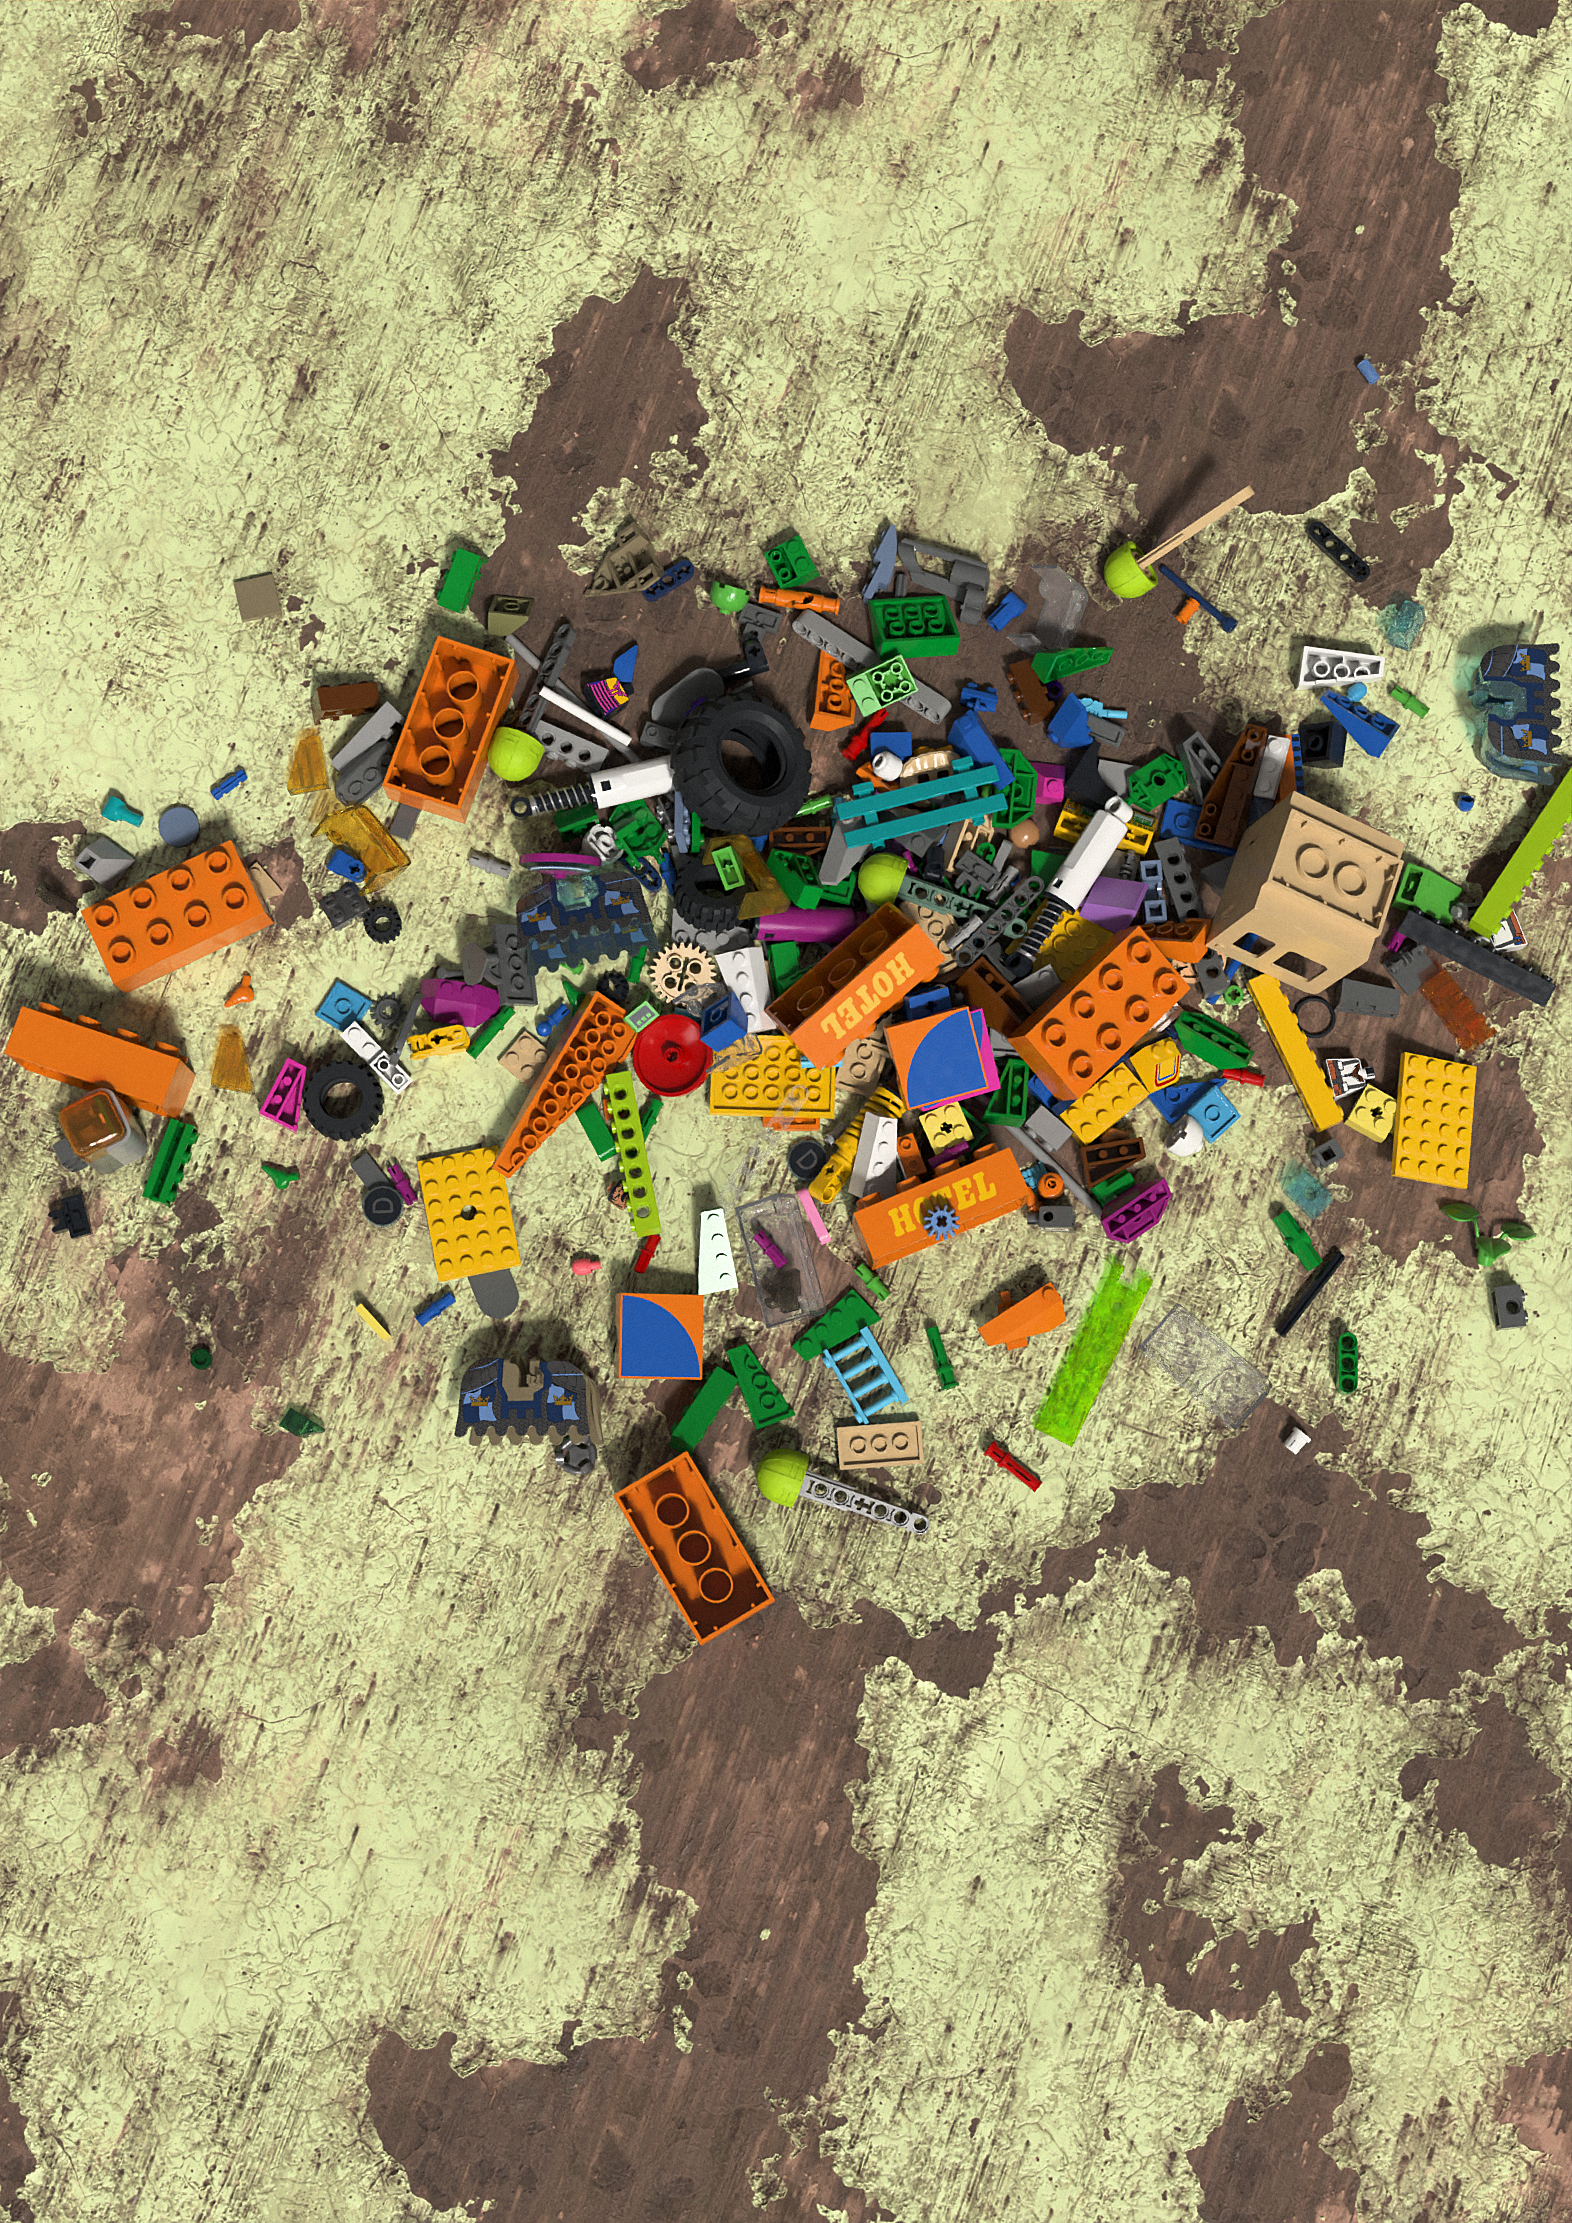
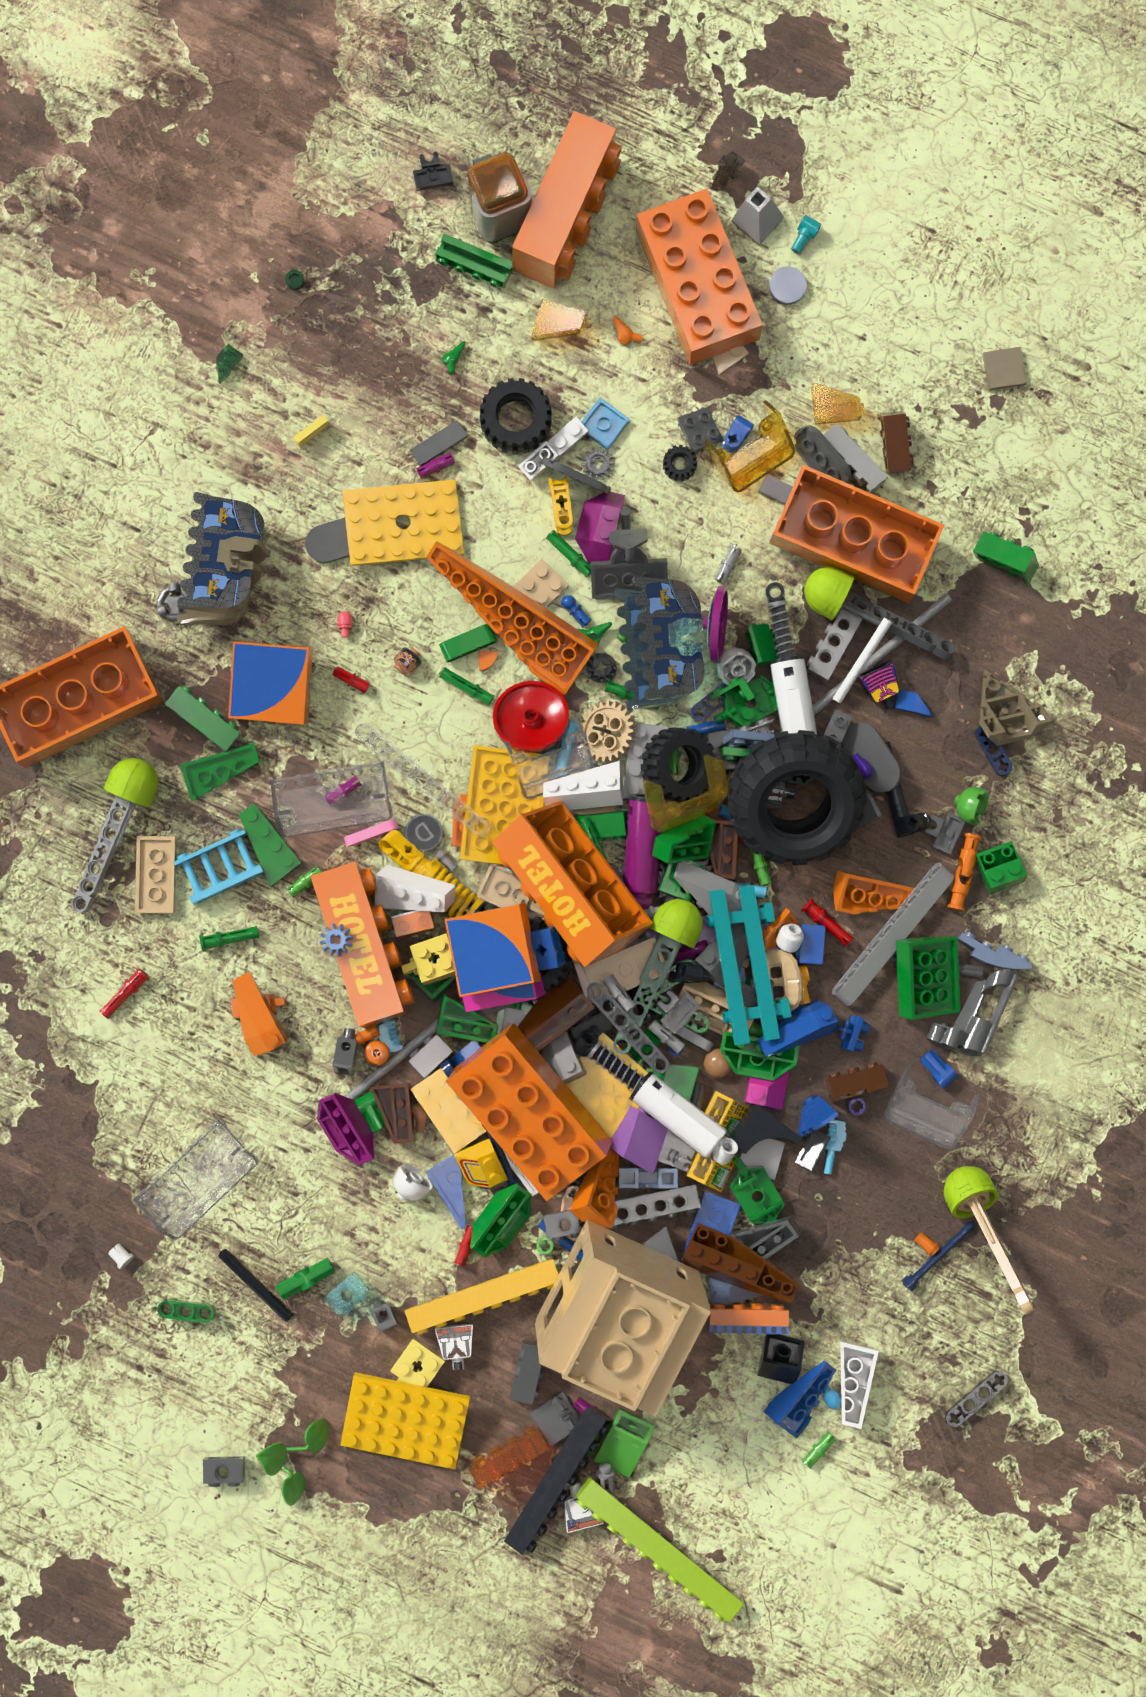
camera: 90 degrees right, 5 degrees up
(229, 784) = (825, 332): blue axle -> none
(285, 1097) = (520, 363): dark pink wedge -> none
(383, 1206) = (415, 446): black tile -> none
(435, 1308) = (319, 486): blue pin -> none
(508, 614) = (970, 597): olive slope -> none
(623, 1083) = (374, 683): lime brick -> none
(643, 1012) = (574, 693): bright green slope -> none
(716, 1264) = (339, 740): wing -> none
(723, 1022) = (553, 762): blue slope -> none
(729, 867) = (697, 779): bright green slope -> none
(784, 1292) = (301, 799): clear smoke plate -> none
(881, 684) = (870, 938): bright green slope -> none
(950, 1154) = (407, 958): magenta pin -> none
(1066, 661) = (880, 1115): green wedge -> none
(1091, 1358) = (216, 1075): clear neon green hinge -> none
(1213, 1113) = (432, 1212): dark azure tile -> none
(1271, 767) = (756, 1304): white plate -> none
(1333, 1017) = (500, 1317): black piece -> none
(1406, 625) = (894, 1455): clear light blue brick -> none
(1465, 803) = (713, 1492): blue hinge -> none
(1516, 711) = (819, 1557): animal -> none

